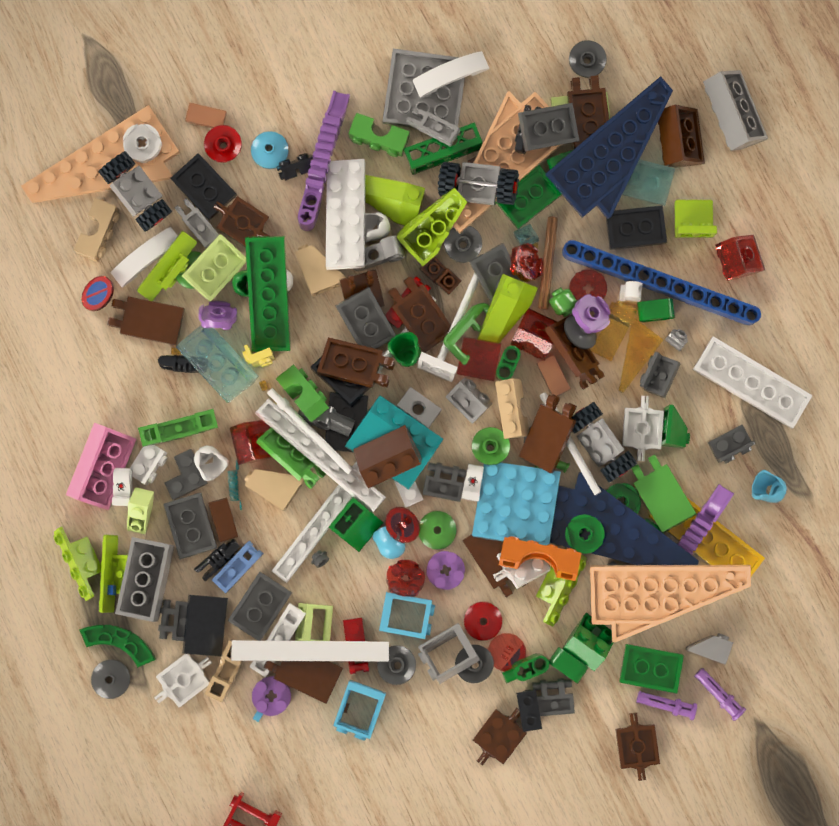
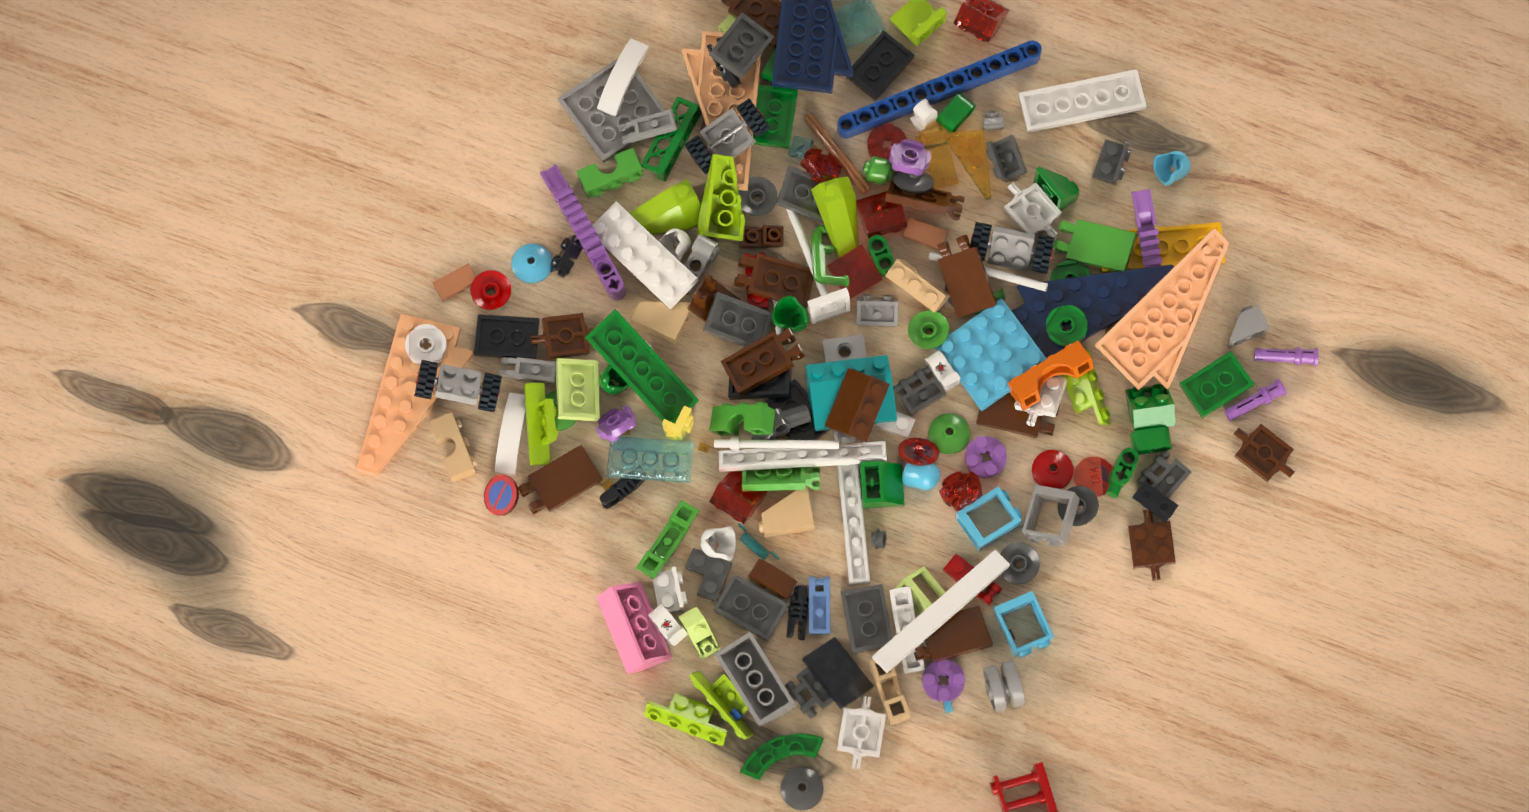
camera: 40 degrees left, 10 degrees down
(303, 741) = (1000, 687): none -> light grey wheel

